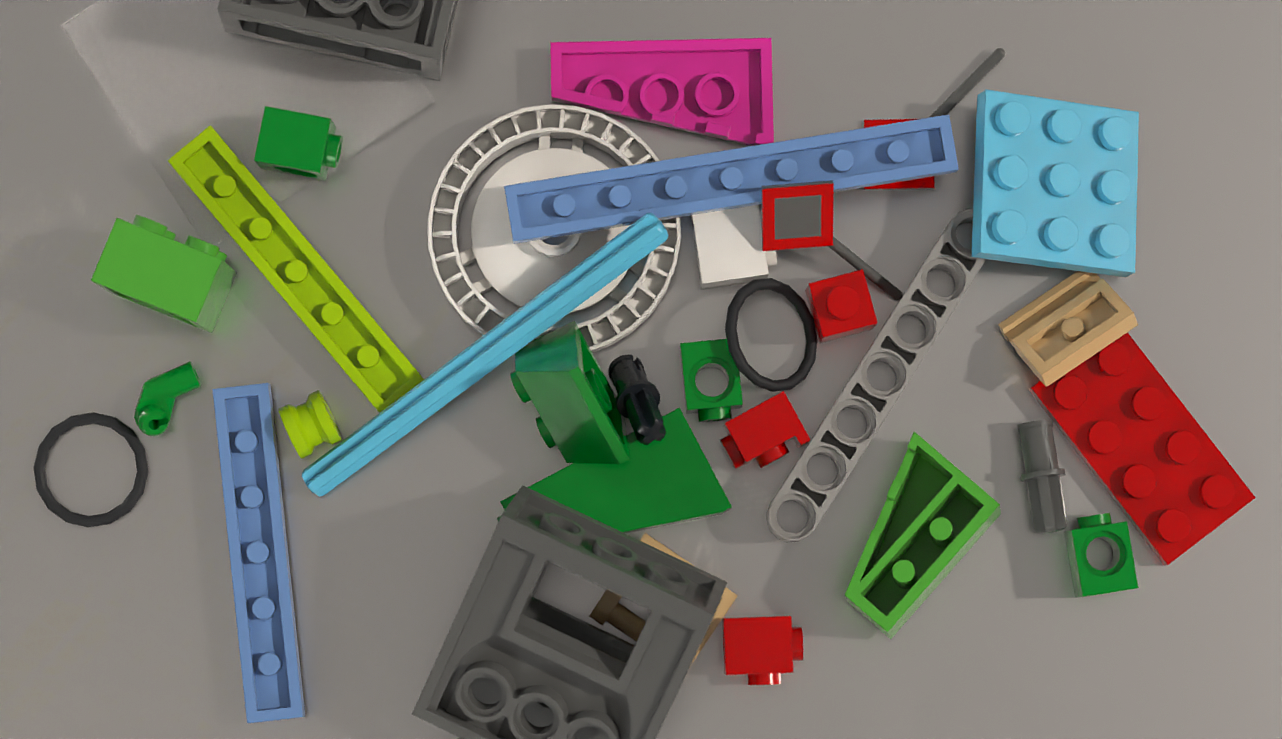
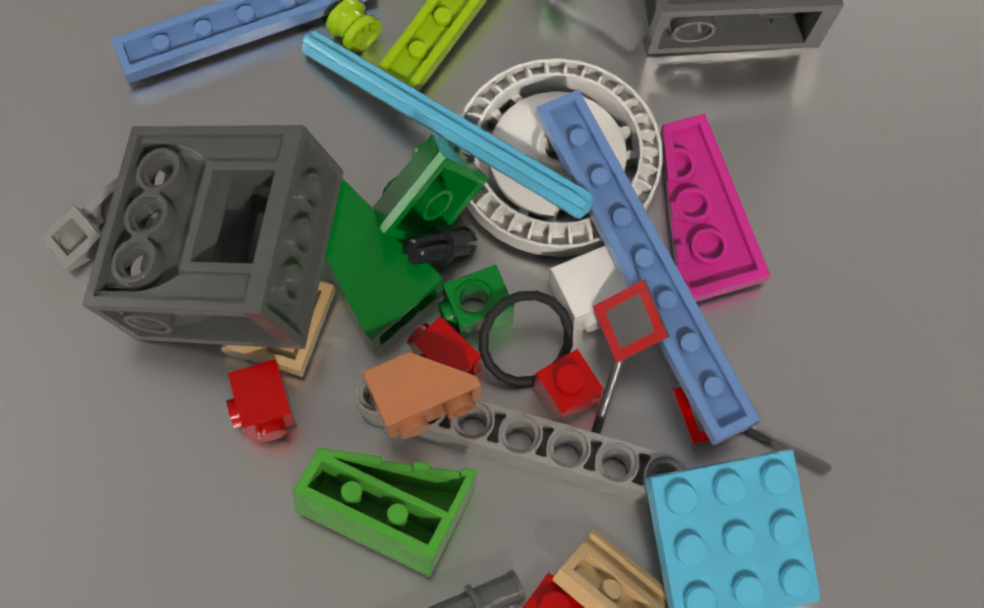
camera: 70 degrees right, 15 degrees down
(815, 474) = (417, 391): none -> nougat slope

